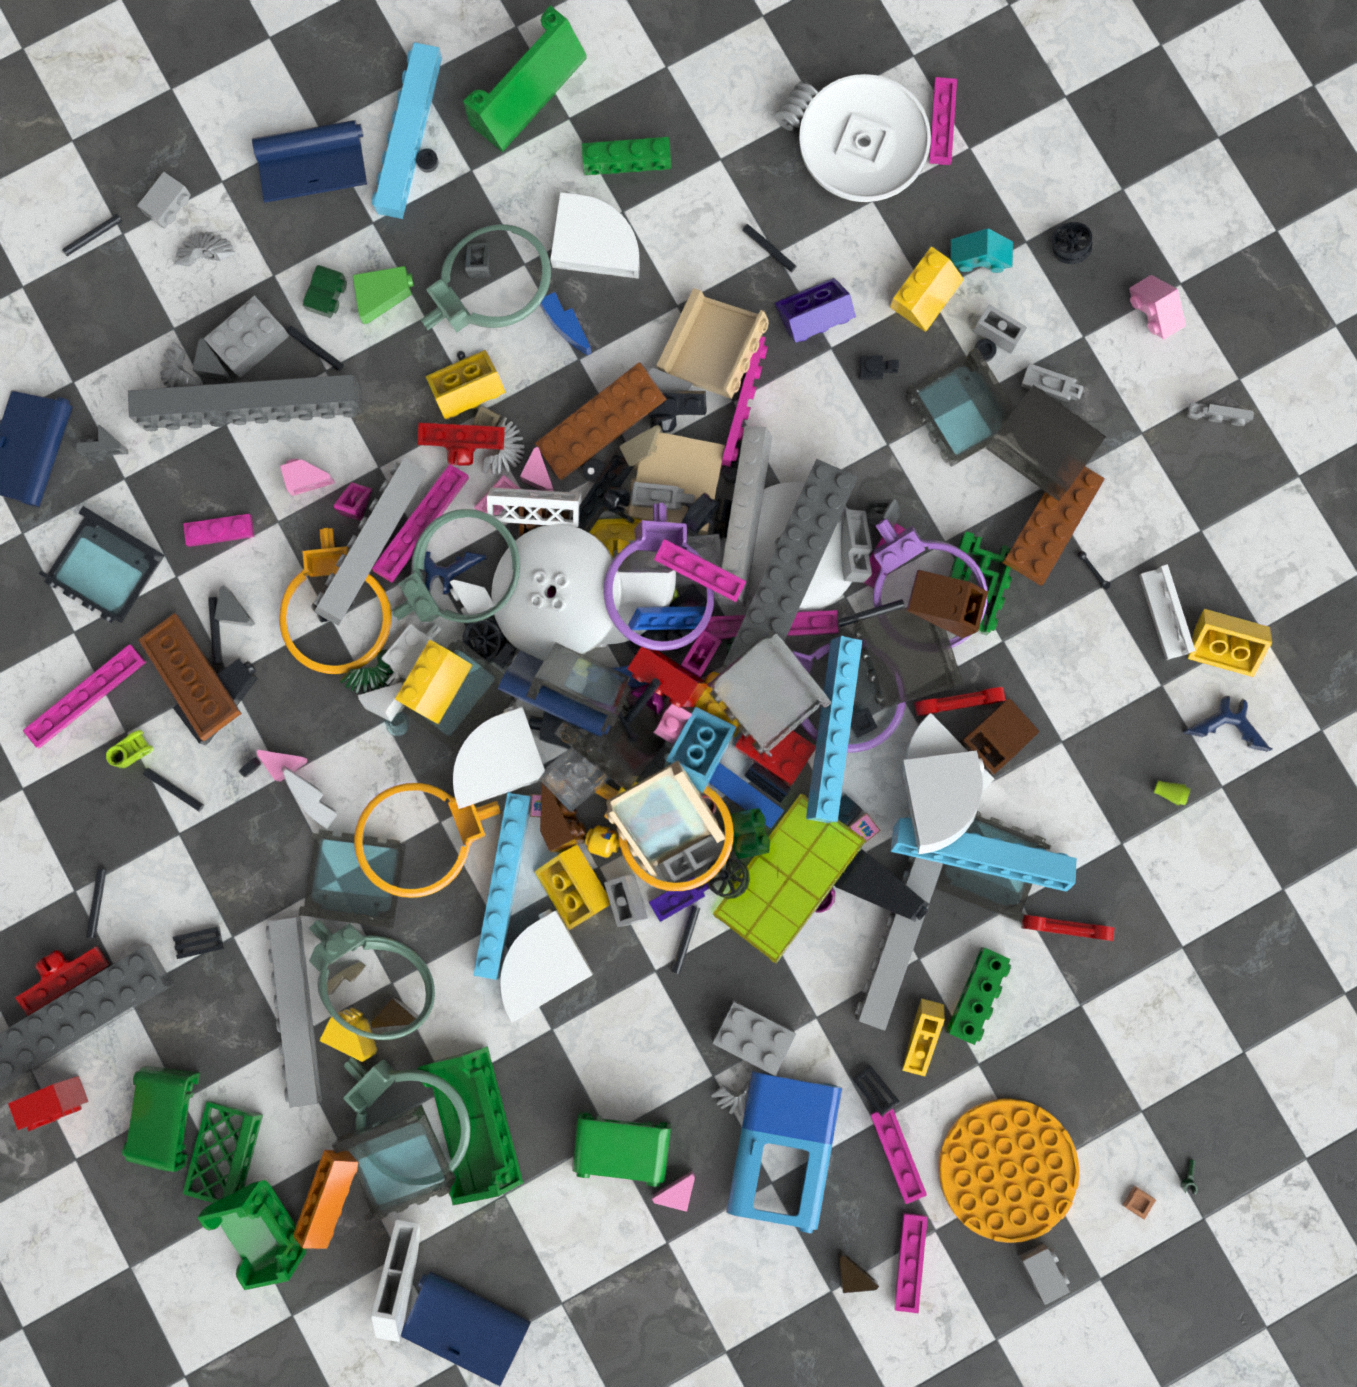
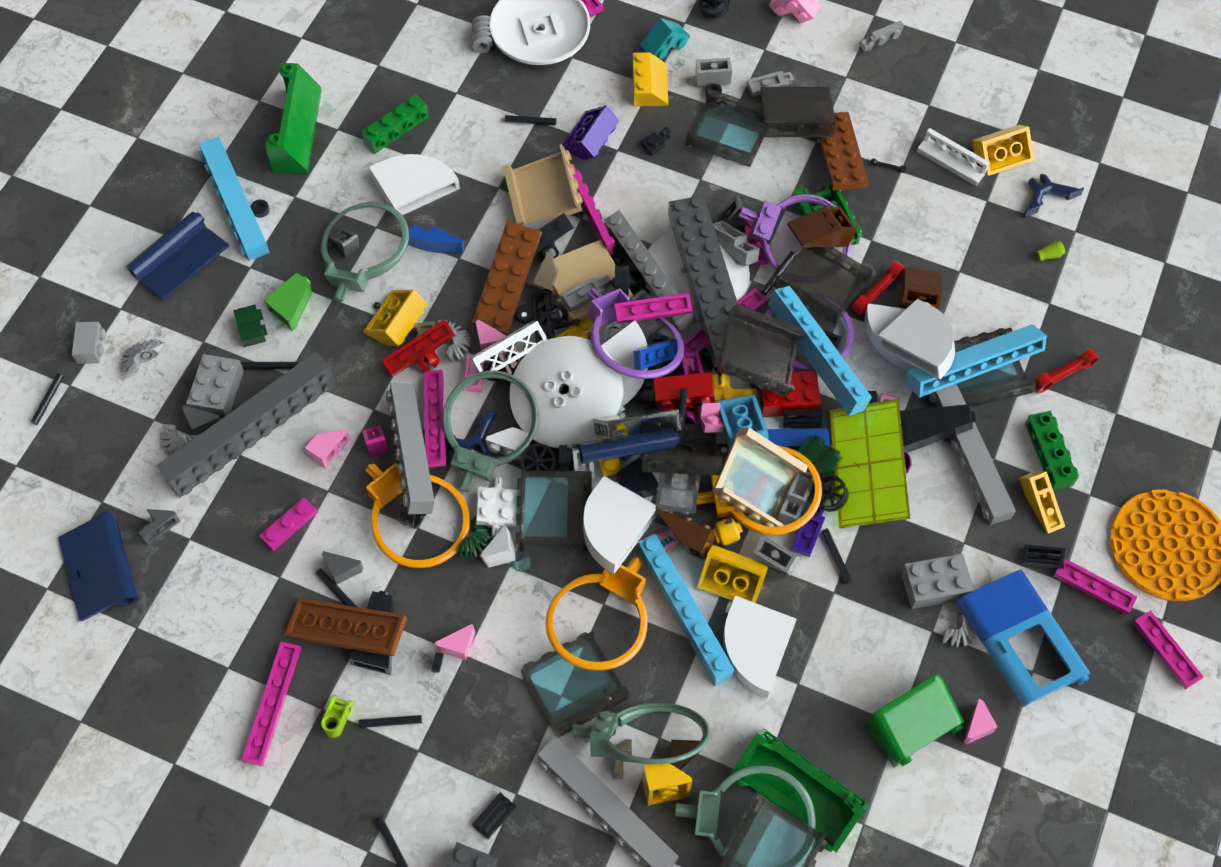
camera: 40 degrees left, 20 degrees down
(103, 567) = (218, 604): clear light blue panel -> none
(309, 798) = (498, 647): slope -> none
(433, 681) = (528, 505): yellow slope -> none
(853, 1277) = (1139, 686): dark brown slope -> none

